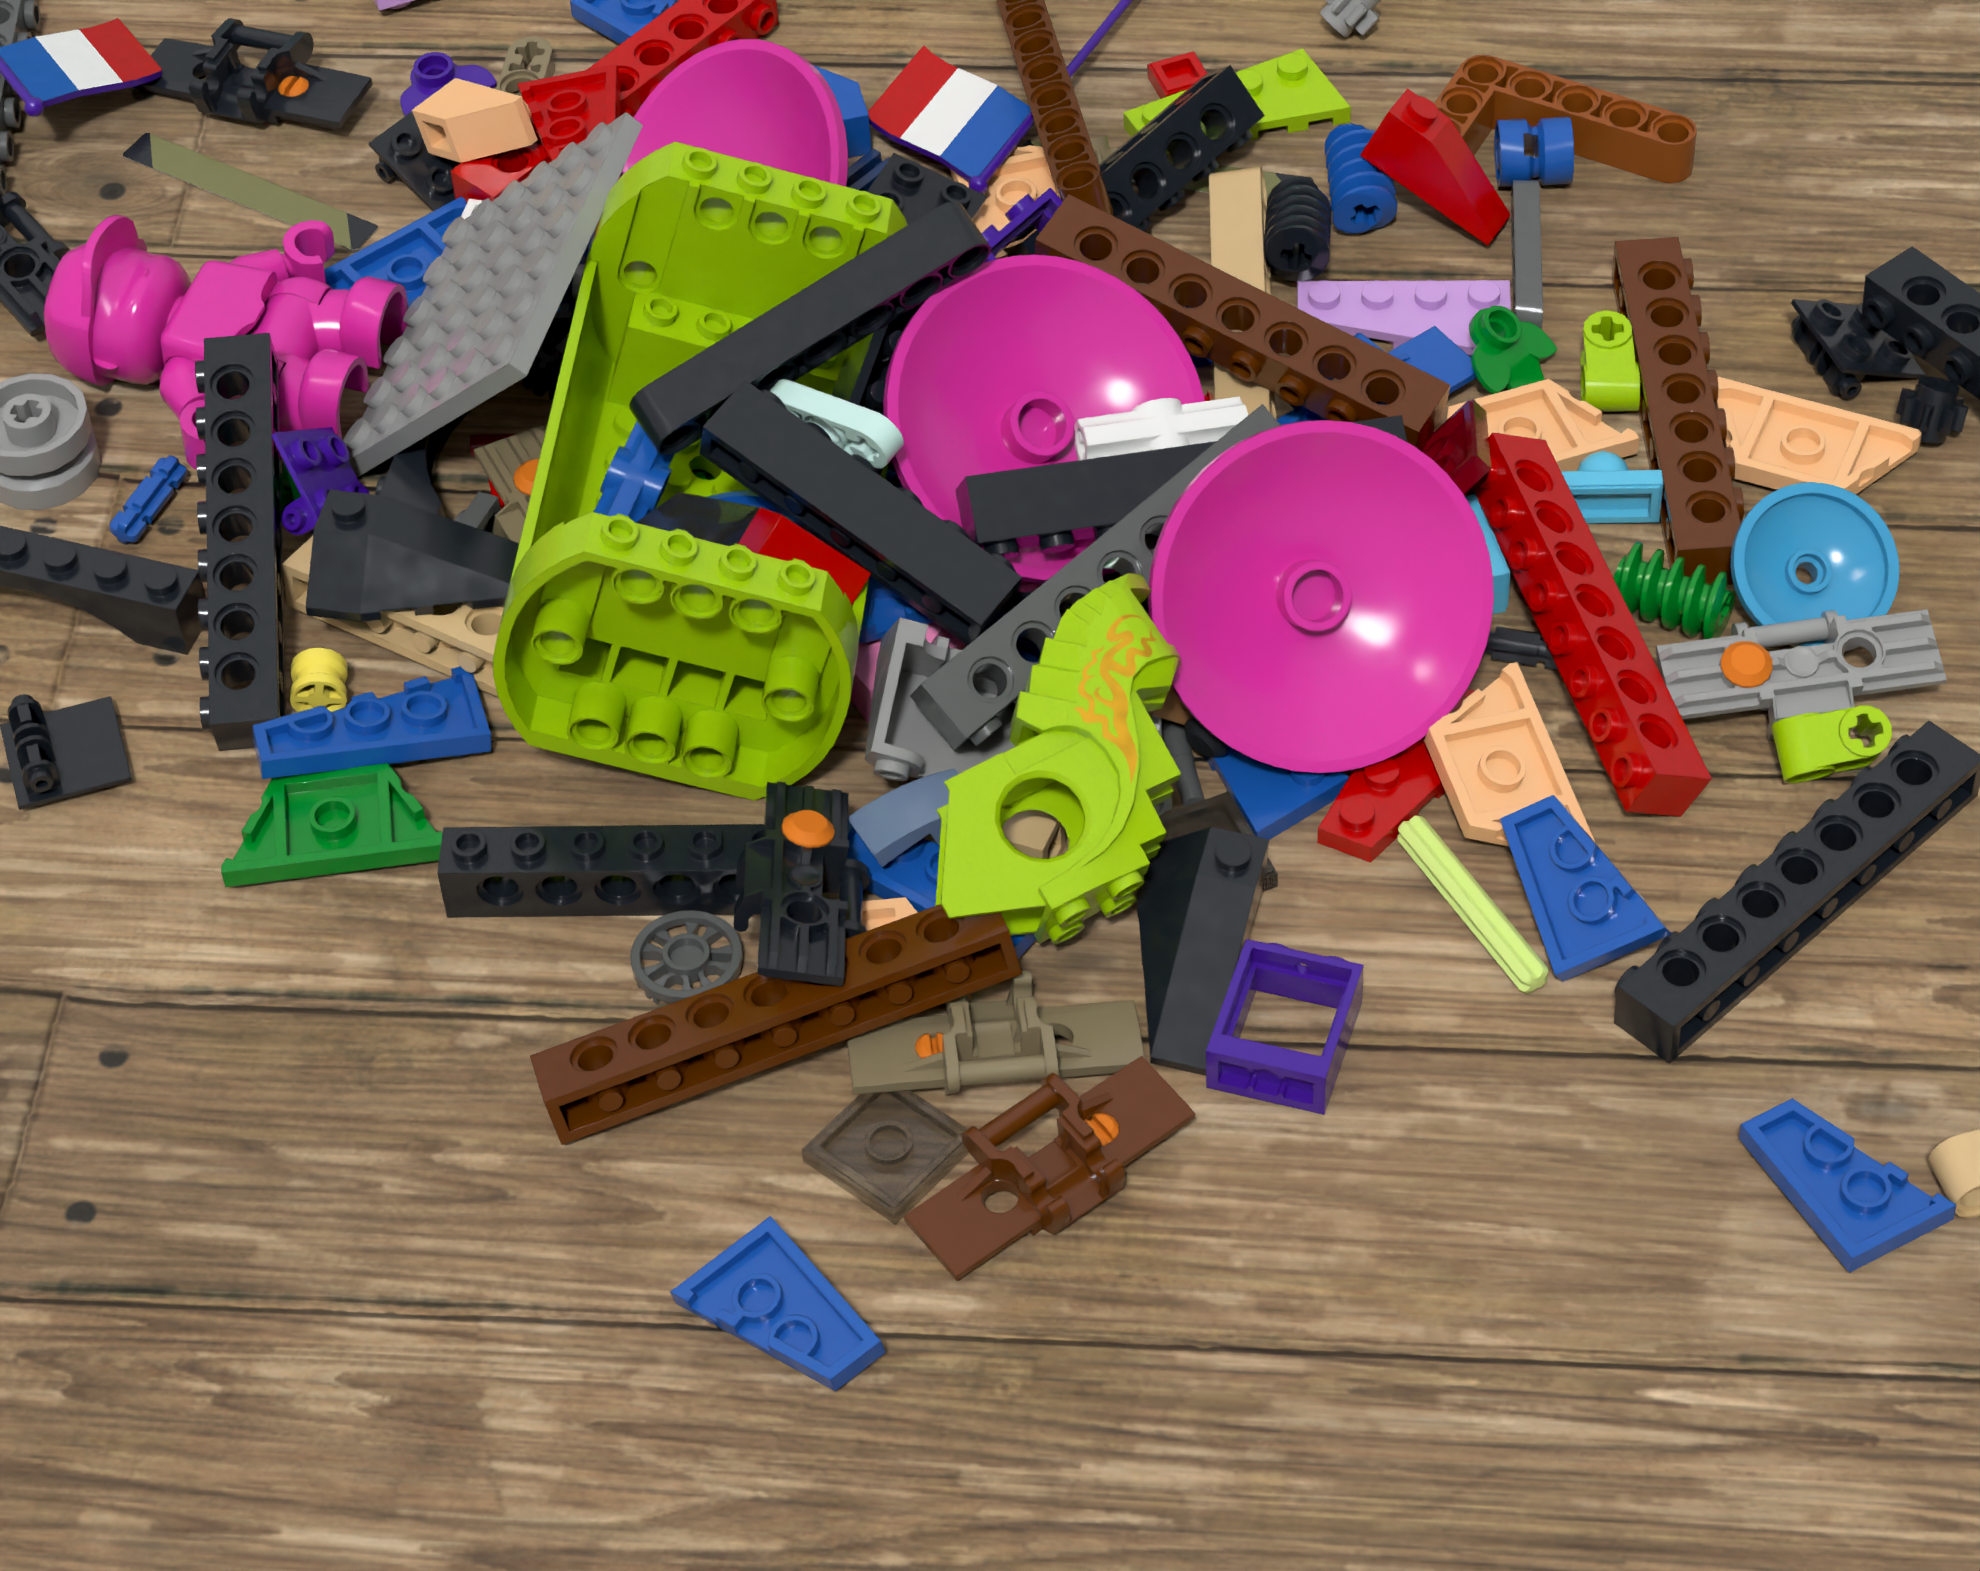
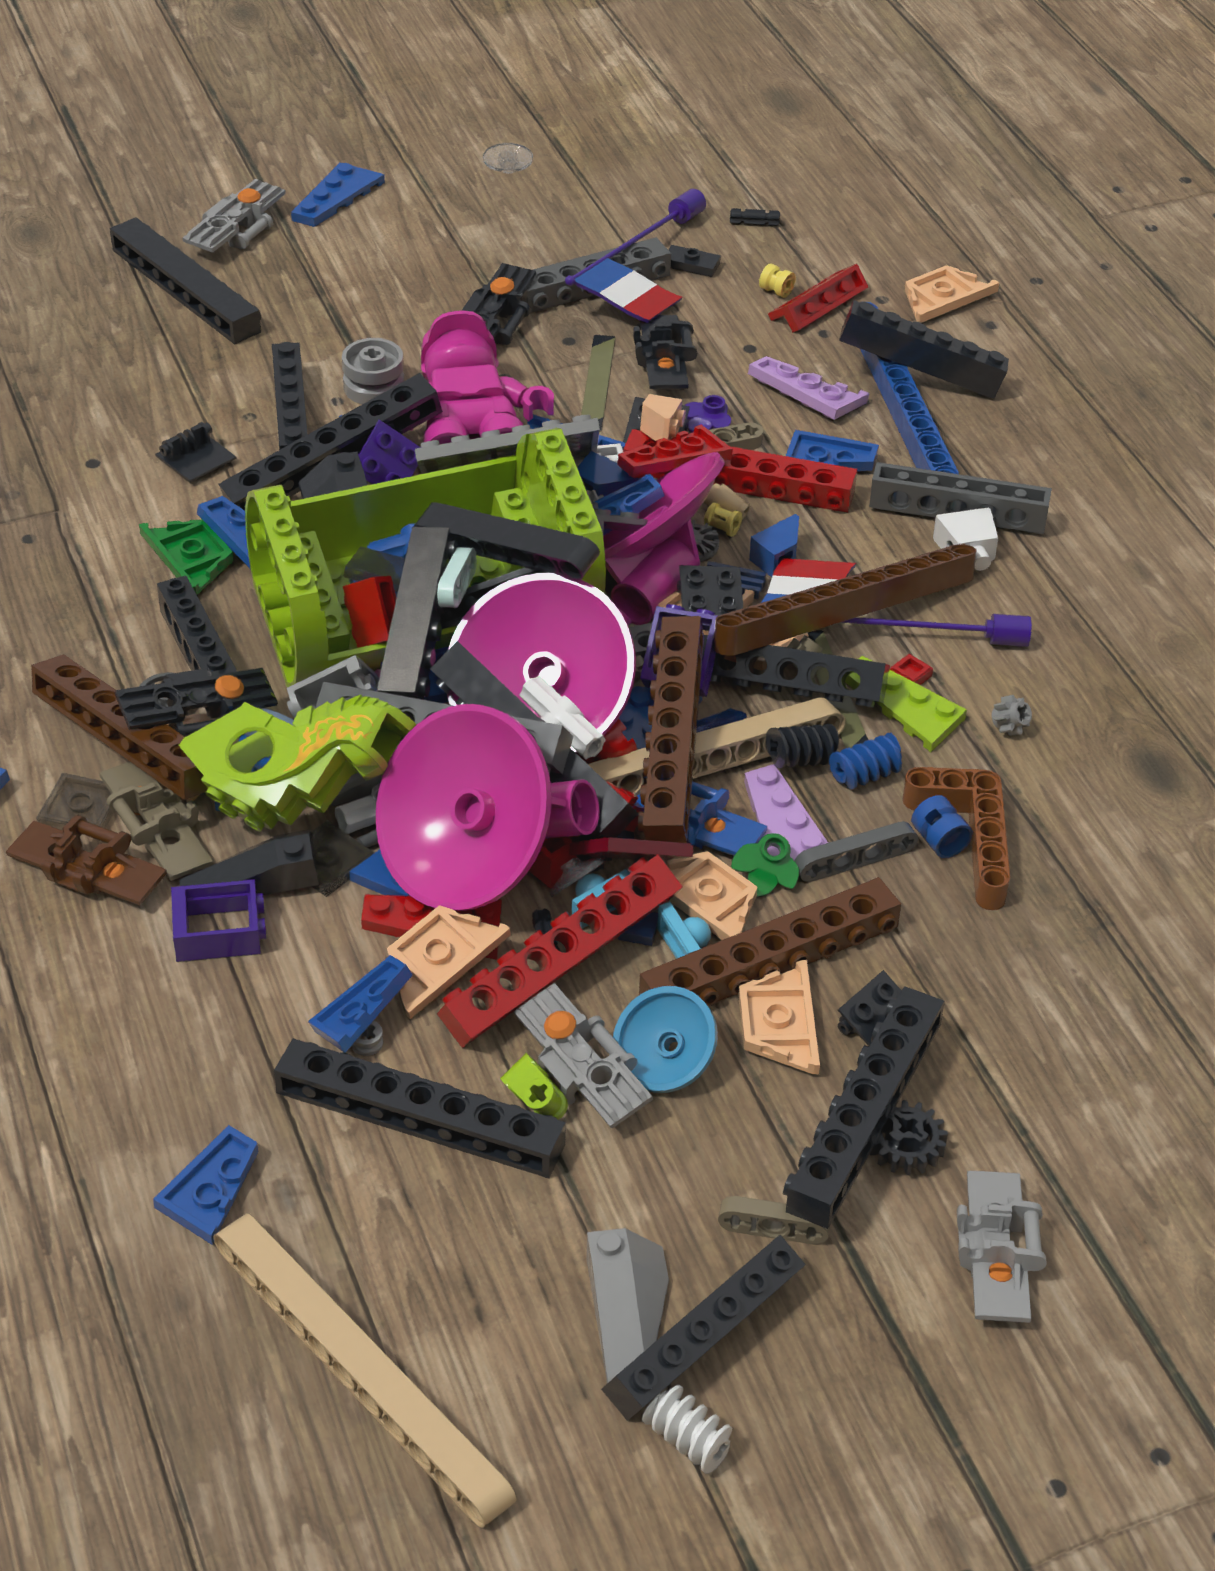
camera: 60 degrees right, 5 degrees down
(1433, 161) = (884, 778): red slope -> none
(1473, 904) = (345, 973): yellowish green axle -> none
(1608, 363) = (783, 902): lime piece -> none
(1673, 594) = (615, 984): green piece -> none
(1933, 408) = (837, 1063): black gear -> none

